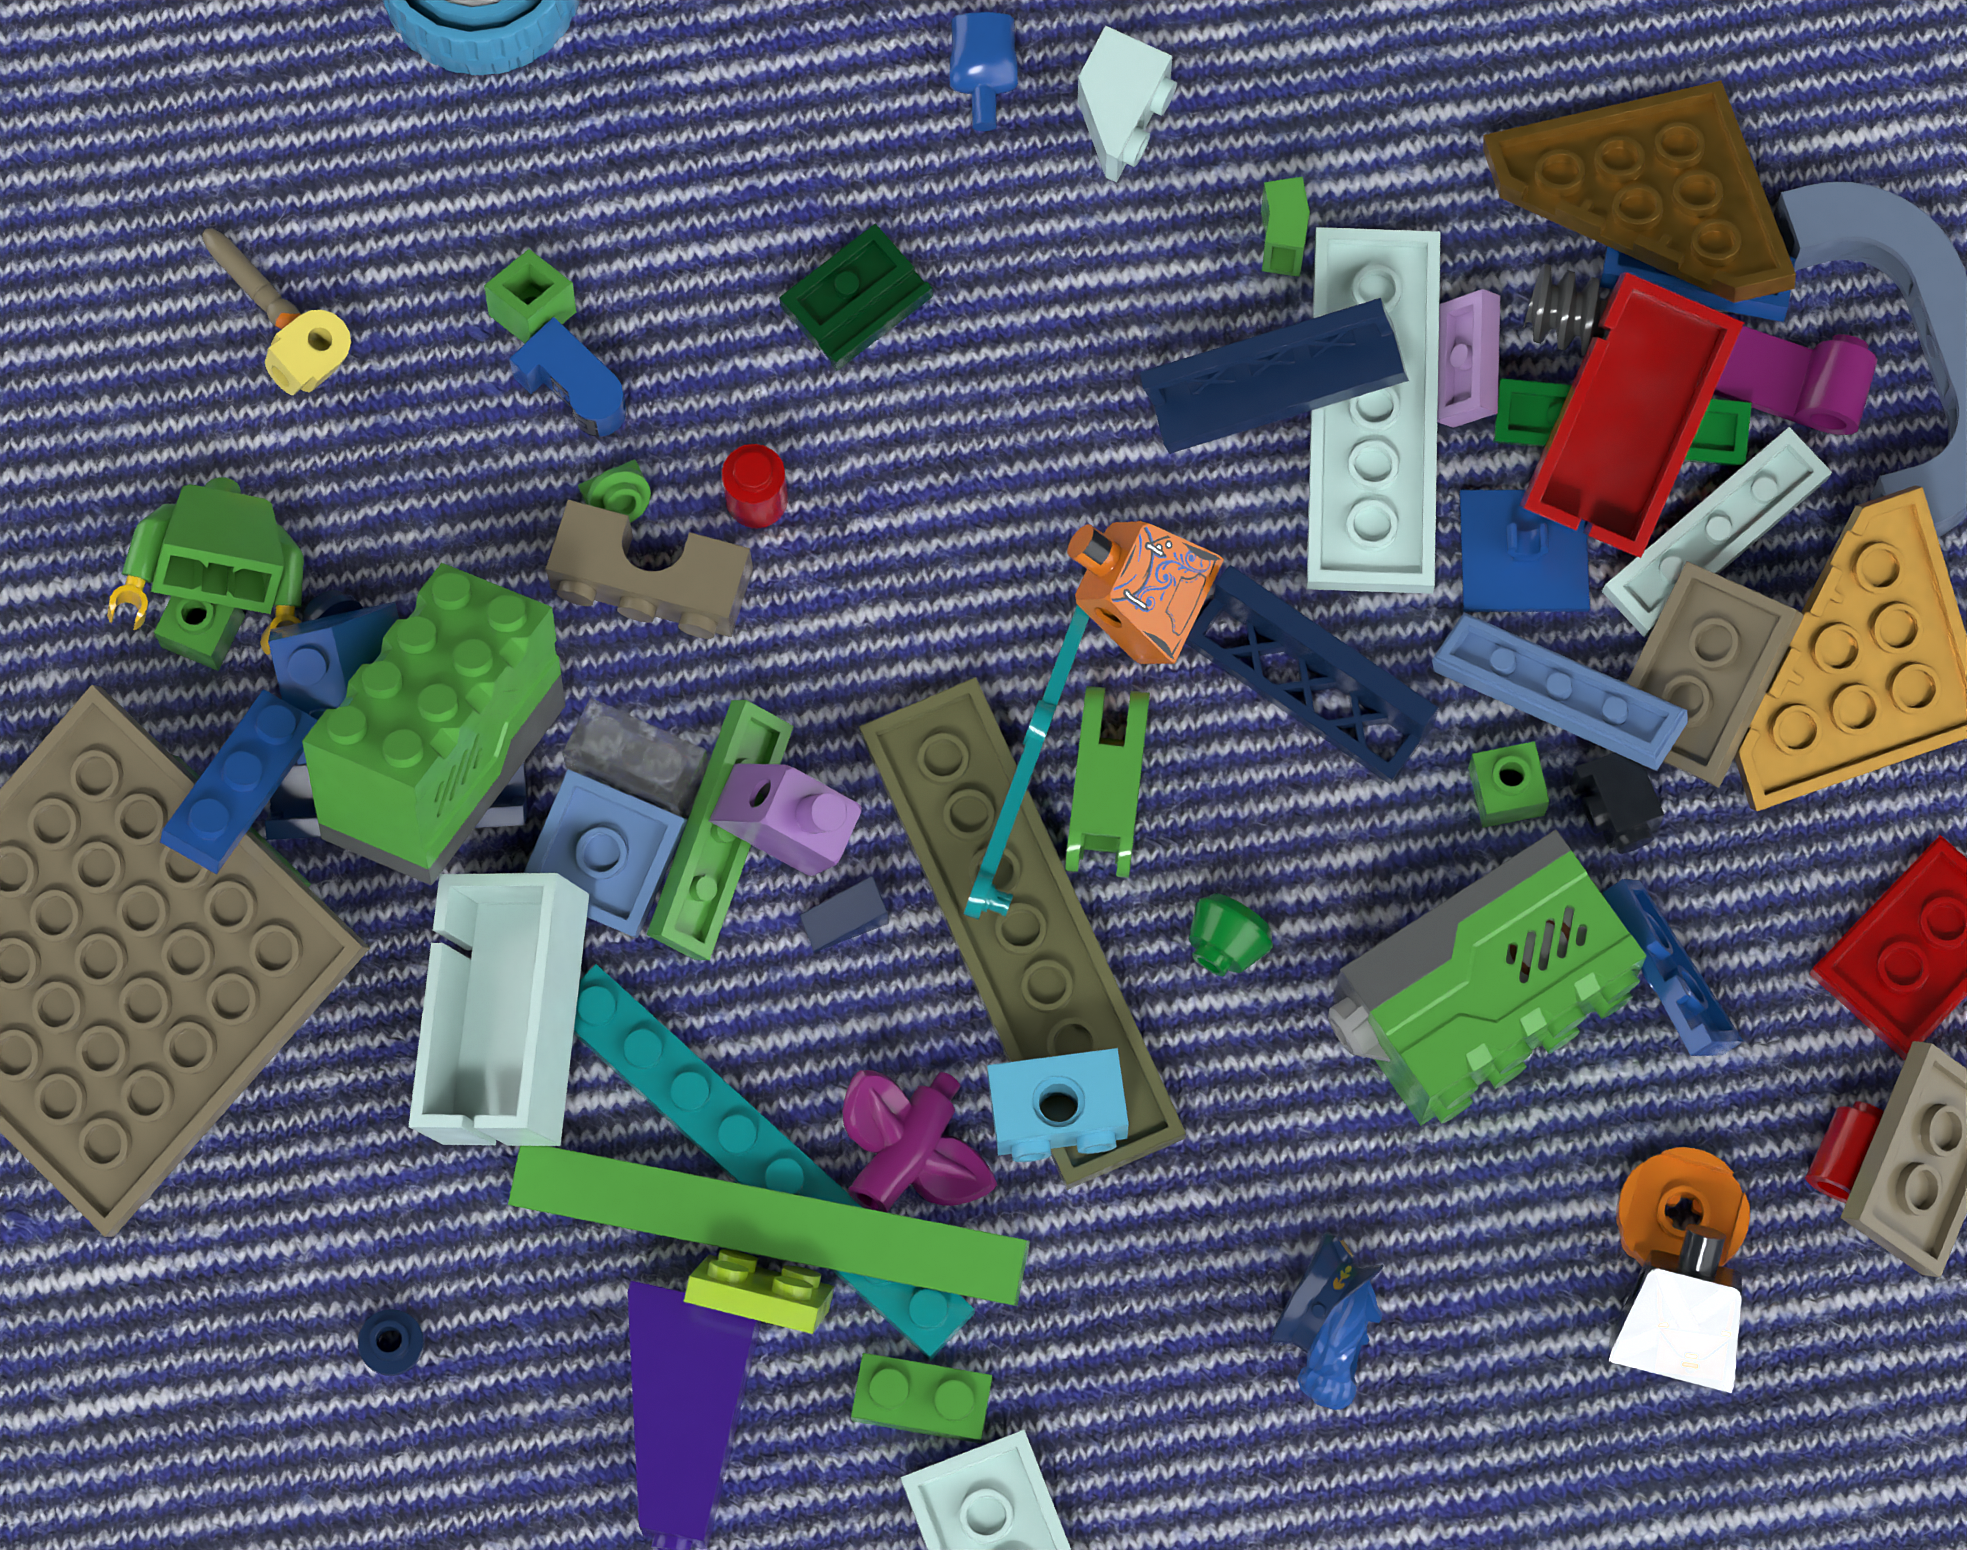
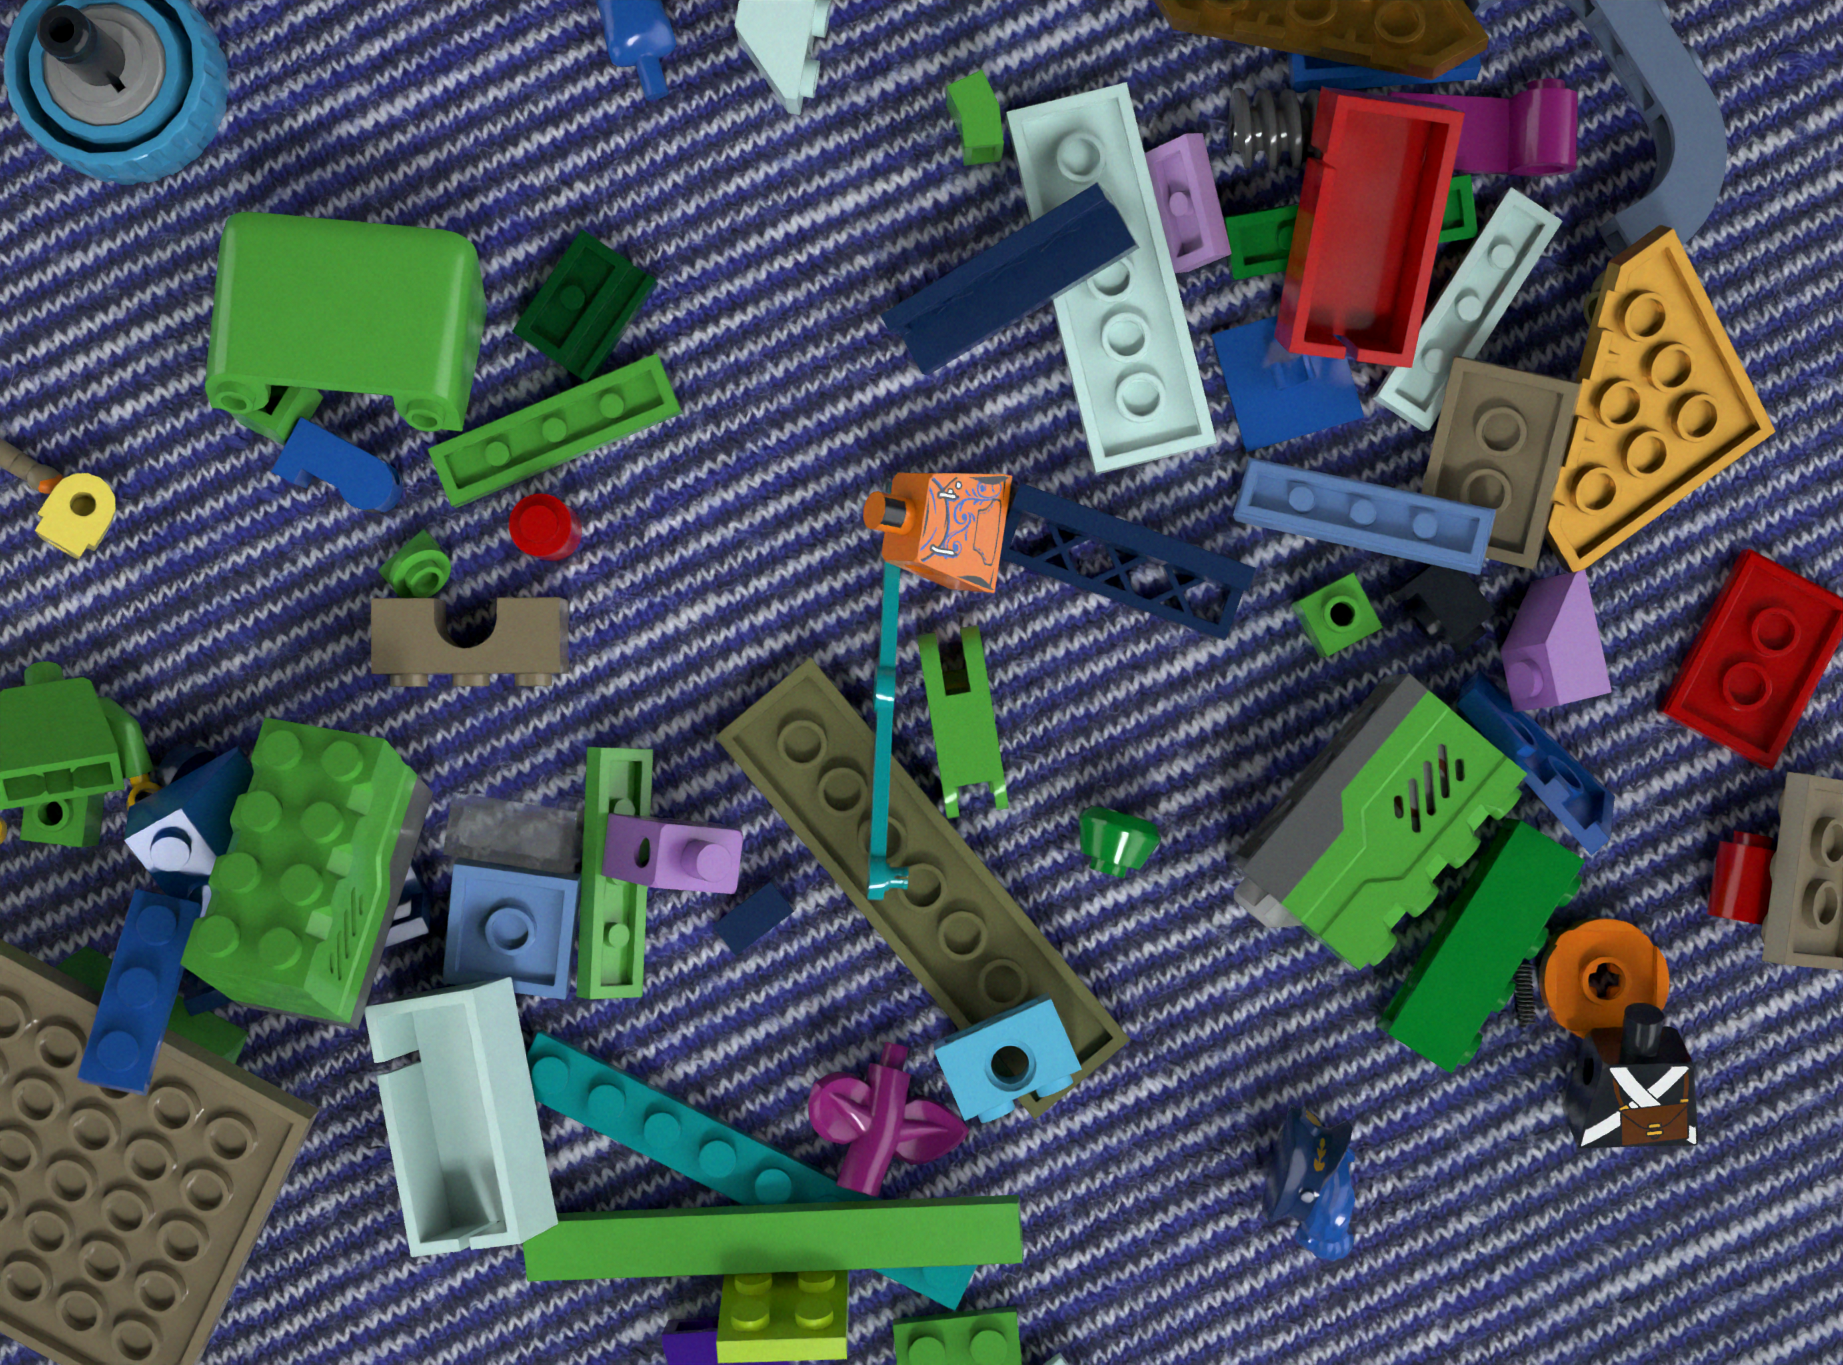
camera: 10 degrees left, 15 degrees up
(633, 227) = (347, 314): none -> bright green windscreen
(791, 402) = (555, 431): none -> bright green plate
(1565, 1141) = (1482, 944): none -> green brick
(1601, 1190) = (1520, 993): none -> dark grey leg
(1717, 873) = (1555, 646): none -> medium lavender slope

